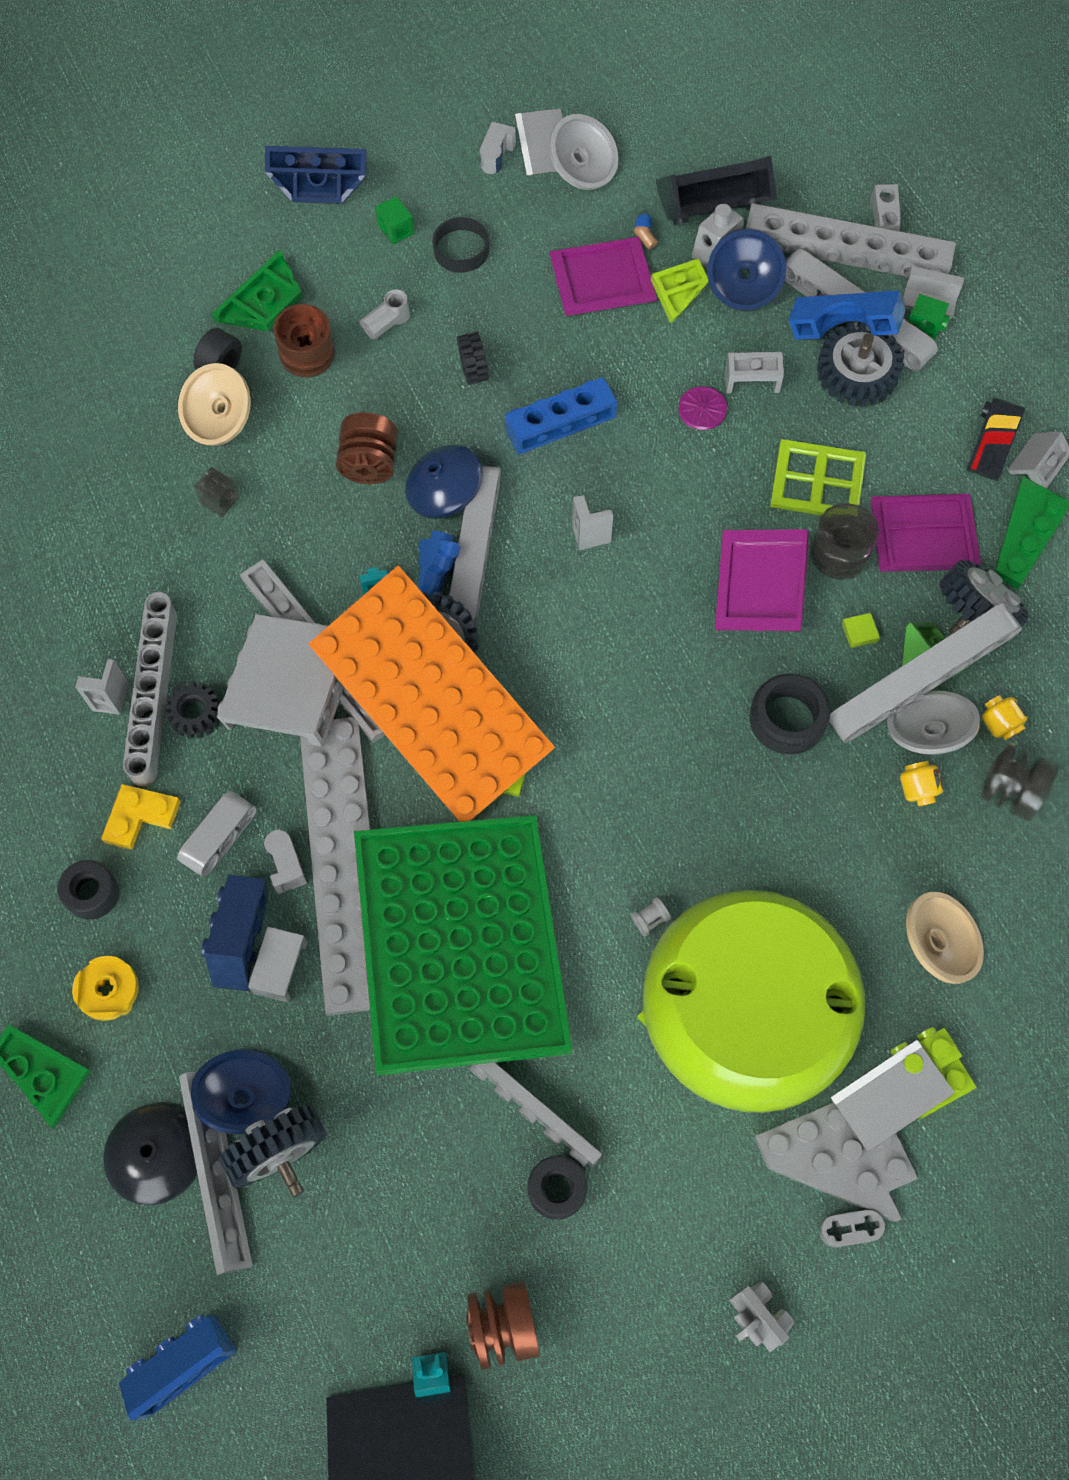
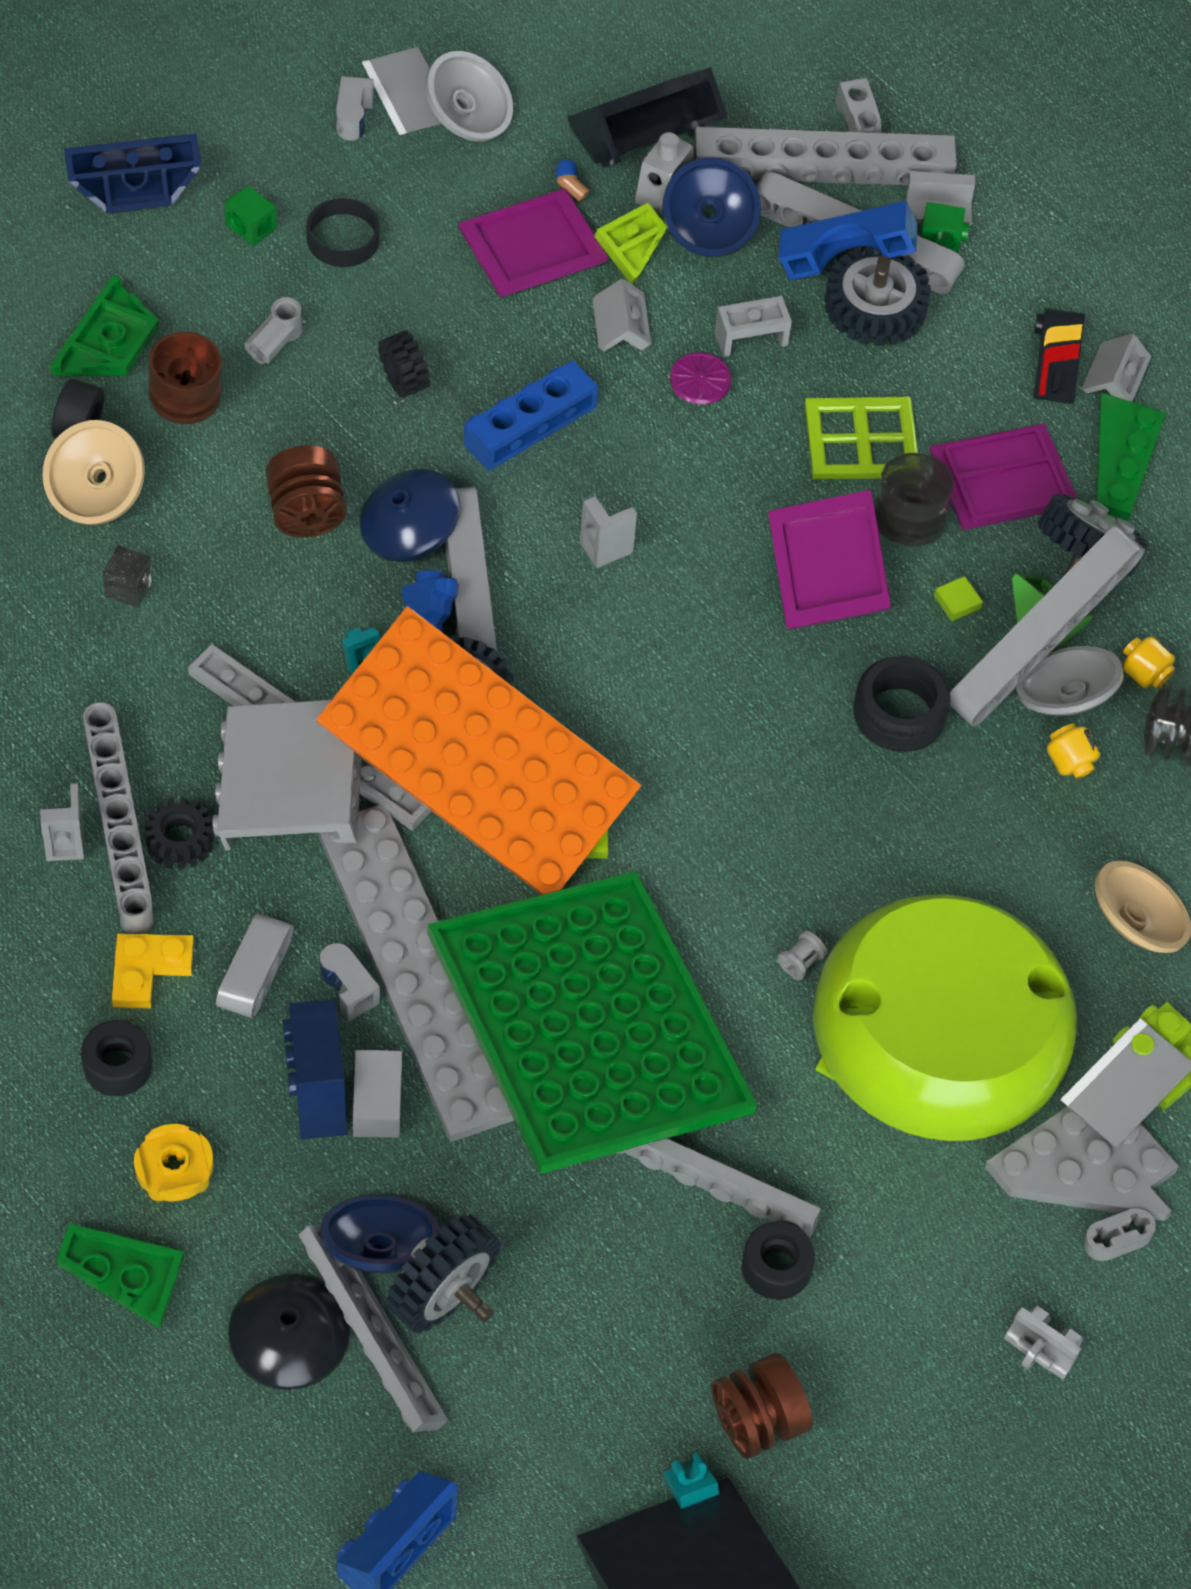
camera: 20 degrees left, 10 degrees down
(654, 347) = (621, 316): none -> light grey panel

